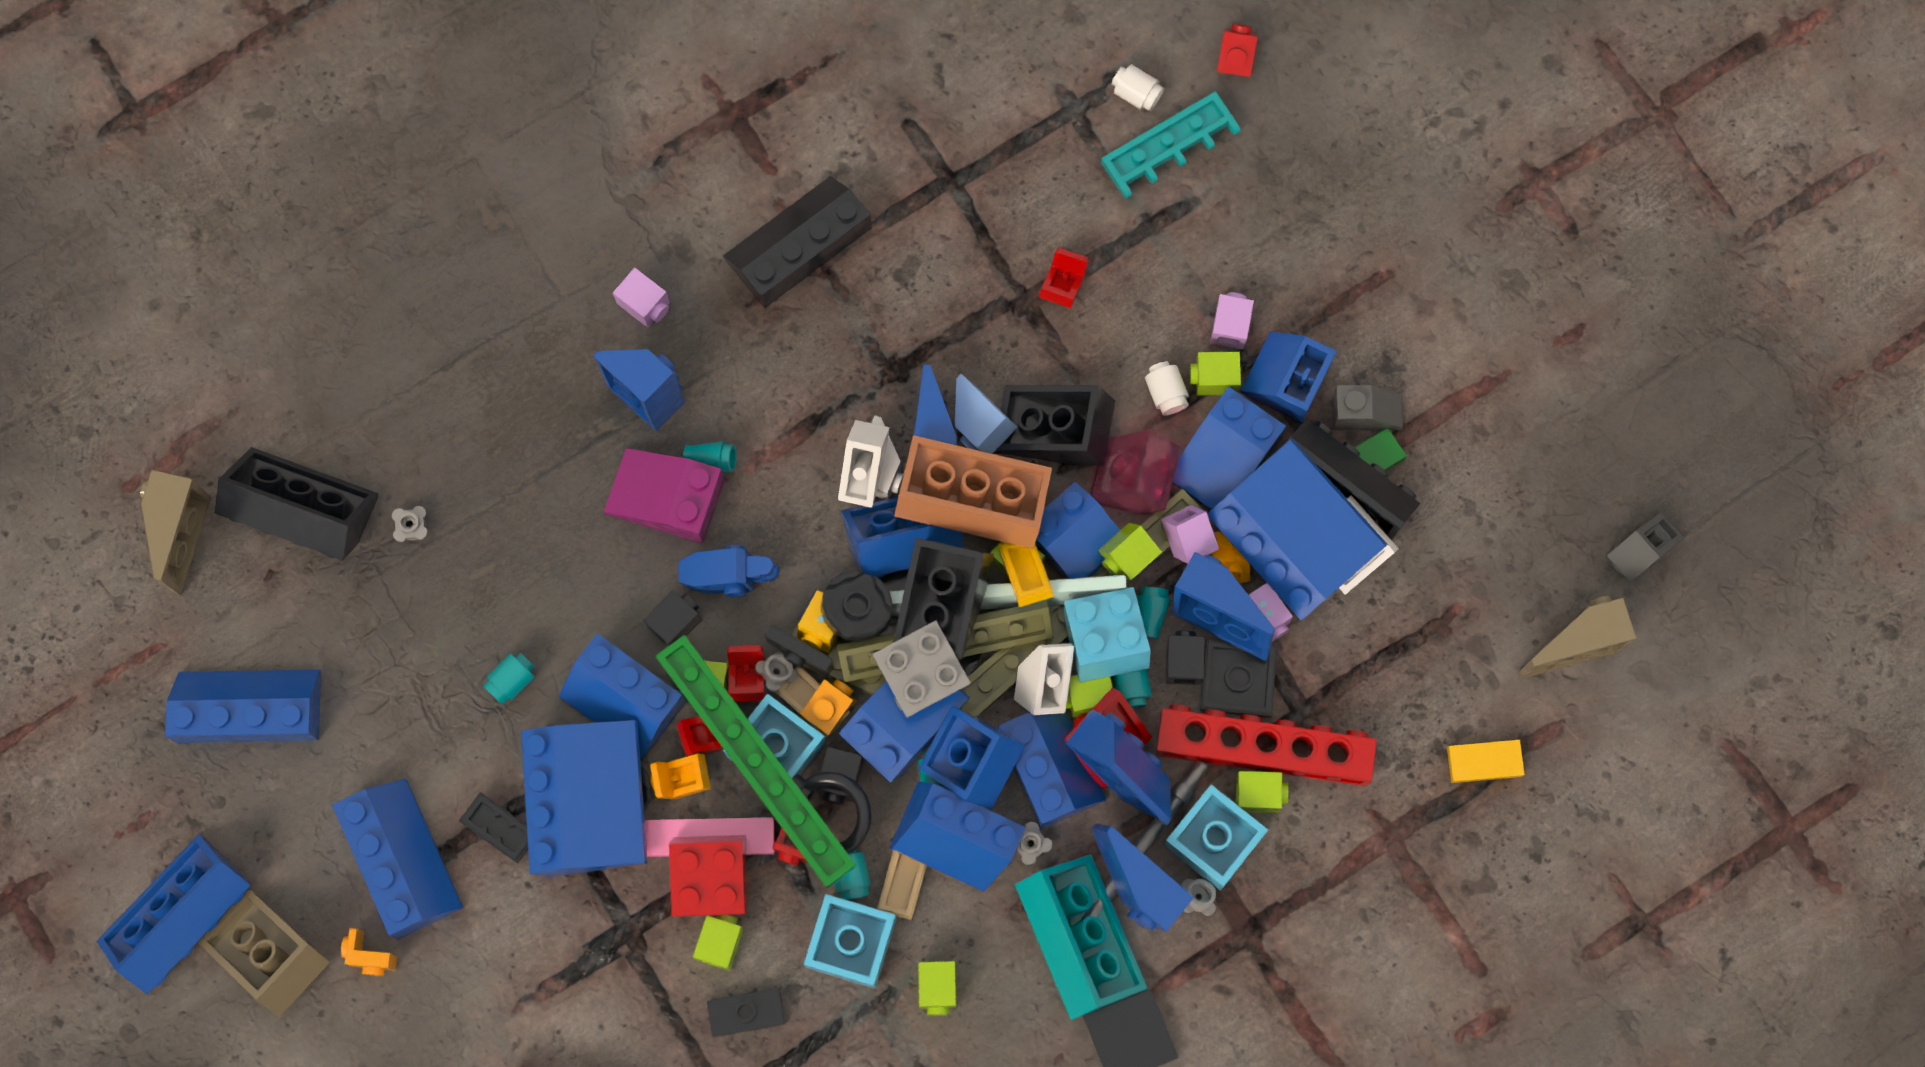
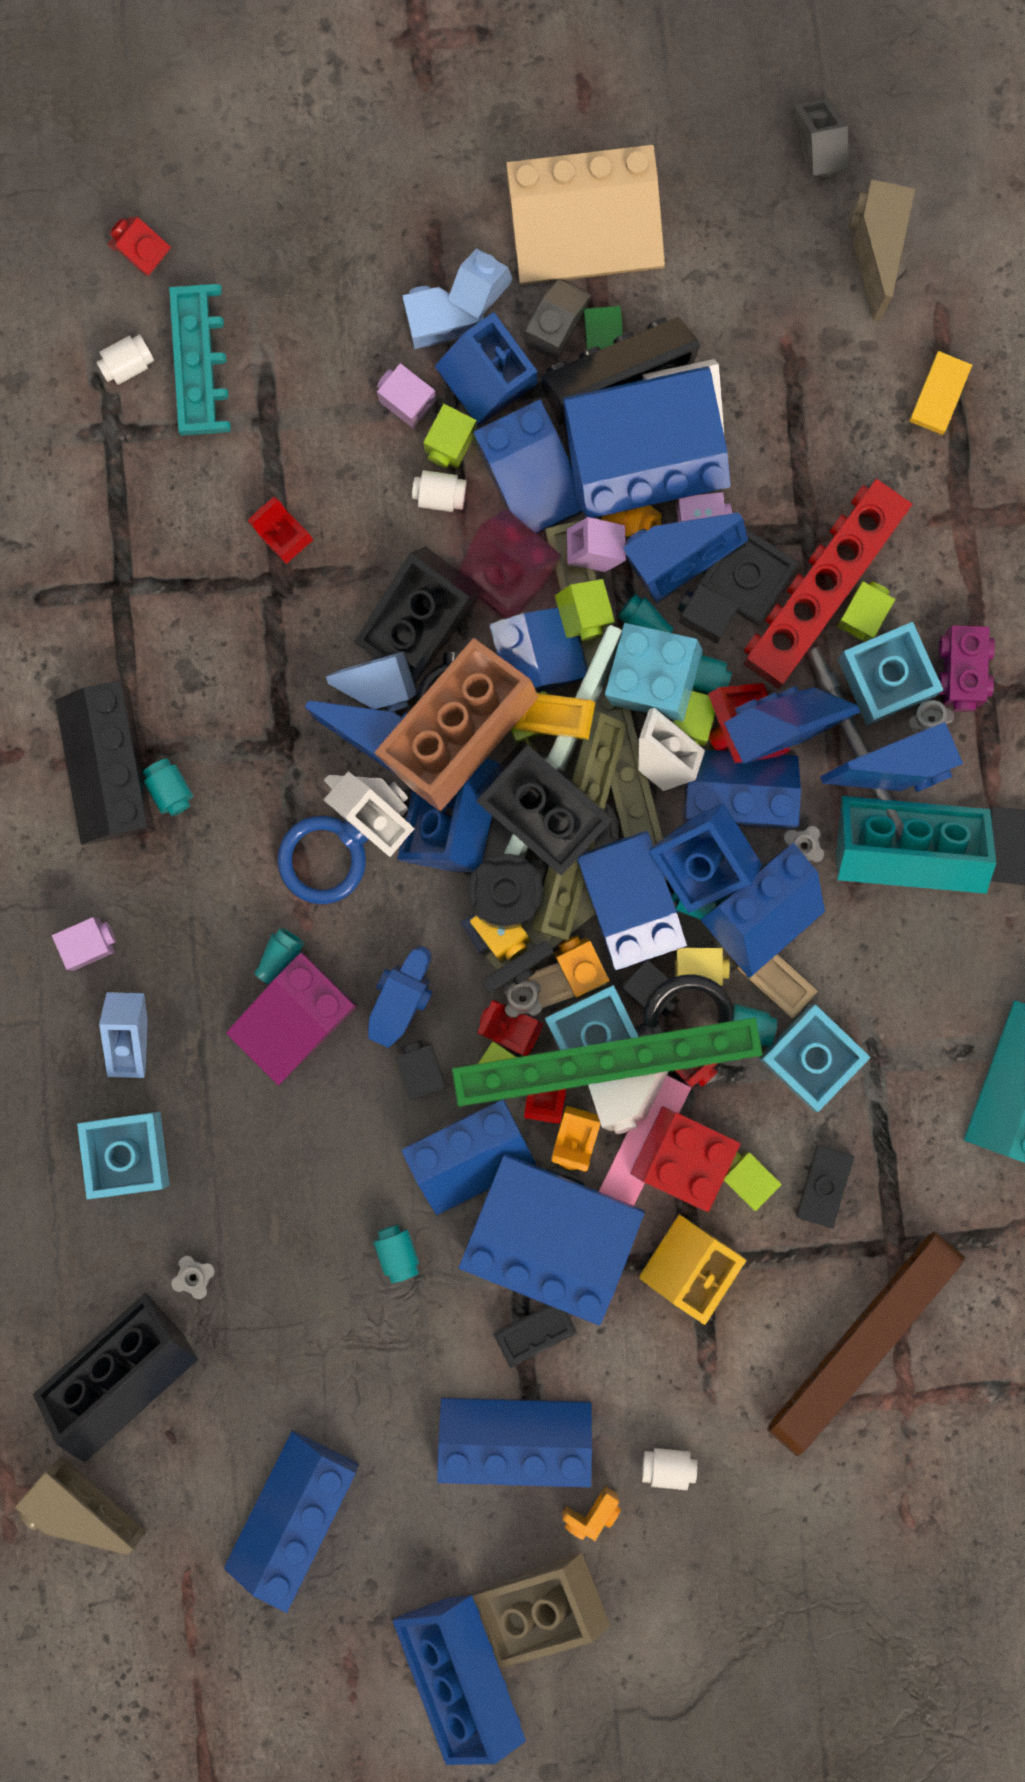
camera: 60 degrees left, 10 degrees up
(436, 1000) = (669, 1468): none -> white brick
(483, 415) = (123, 1155): none -> medium azure brick
(576, 368) = (124, 1034): none -> light blue slope
(617, 931) = (692, 1269): none -> yellow slope
(642, 383) = (177, 984): blue slope -> none
(733, 800) = (625, 1100): none -> white slope
(779, 437) = (349, 836): none -> blue piece
(804, 298) = (167, 787): none -> teal brick
(884, 807) = (704, 962): none -> light yellow brick
(921, 669) = (604, 861): light grey hinge -> none
(937, 987) = (893, 999): lime brick -> none
(1248, 907) = (966, 663): none -> magenta brick
(1310, 310) = (434, 318): none -> light blue slope
(1354, 328) = (479, 283): none -> light blue slope
(1465, 388) = (586, 214): none -> tan slope

